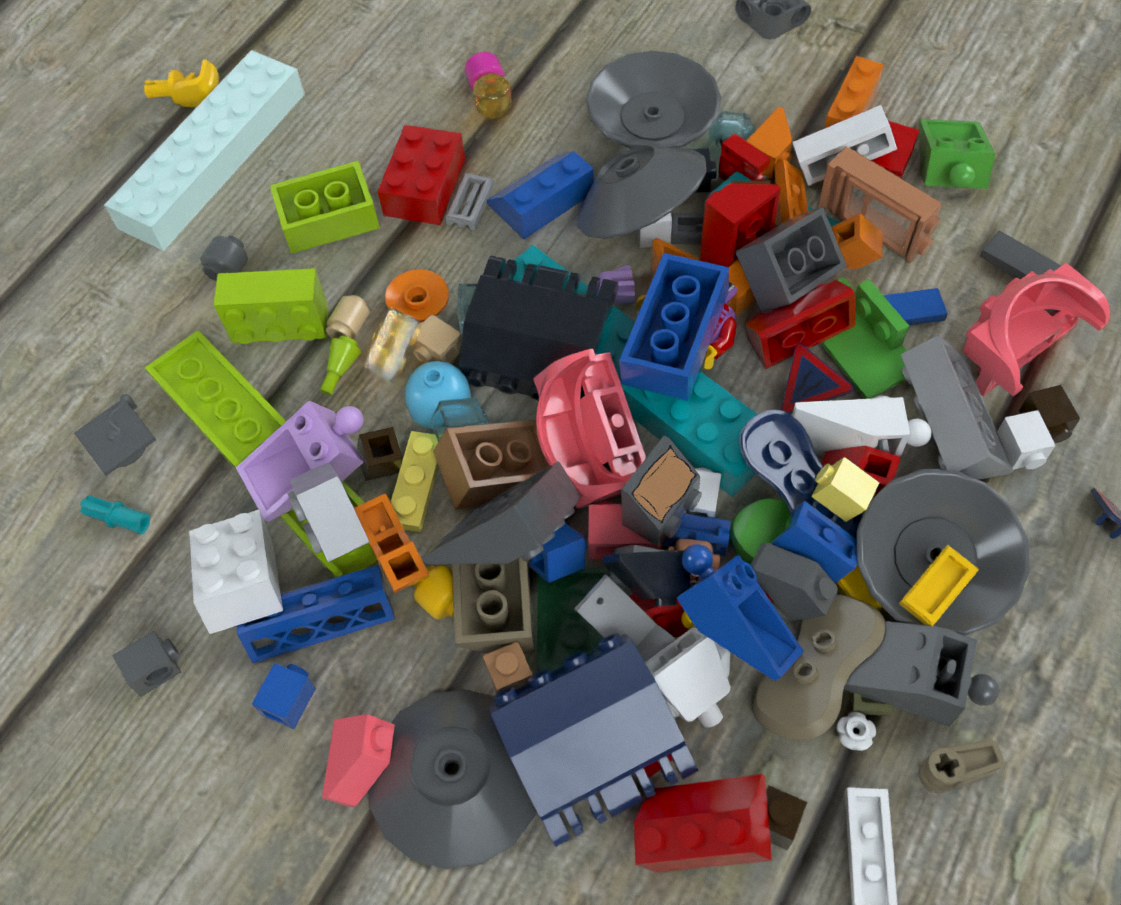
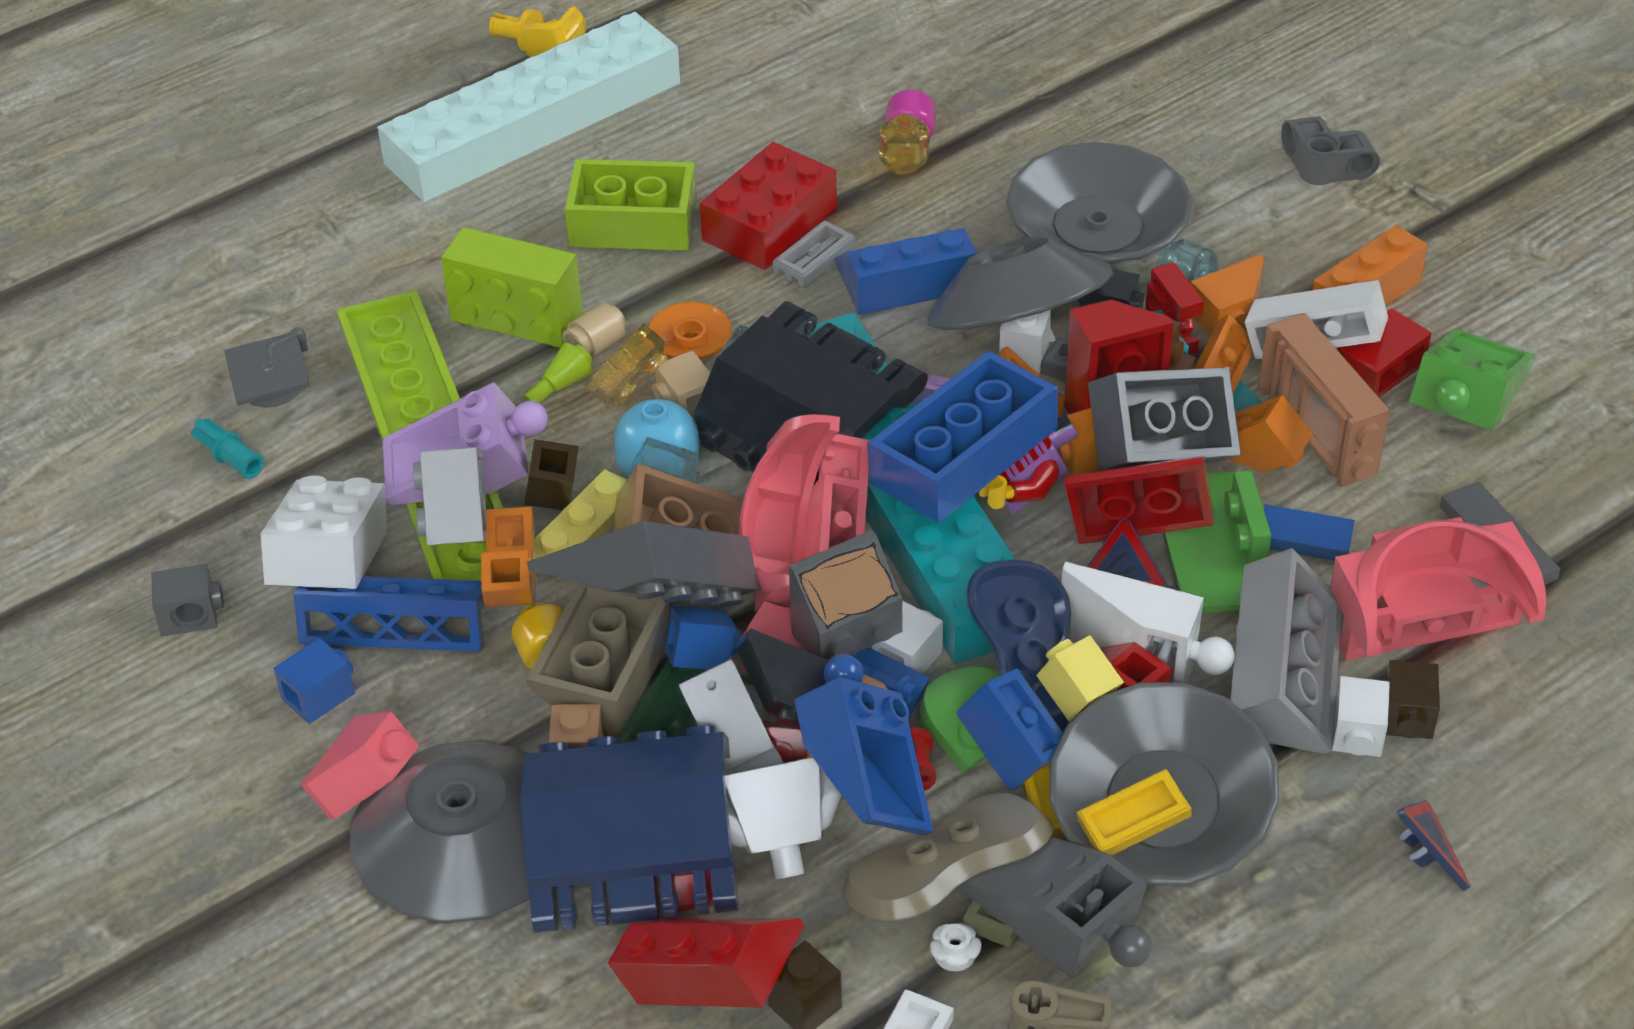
camera: 20 degrees right, 15 degrees down
(223, 256) = (490, 217): dark grey head -> none
(793, 582) = (960, 756): dark grey slope -> none

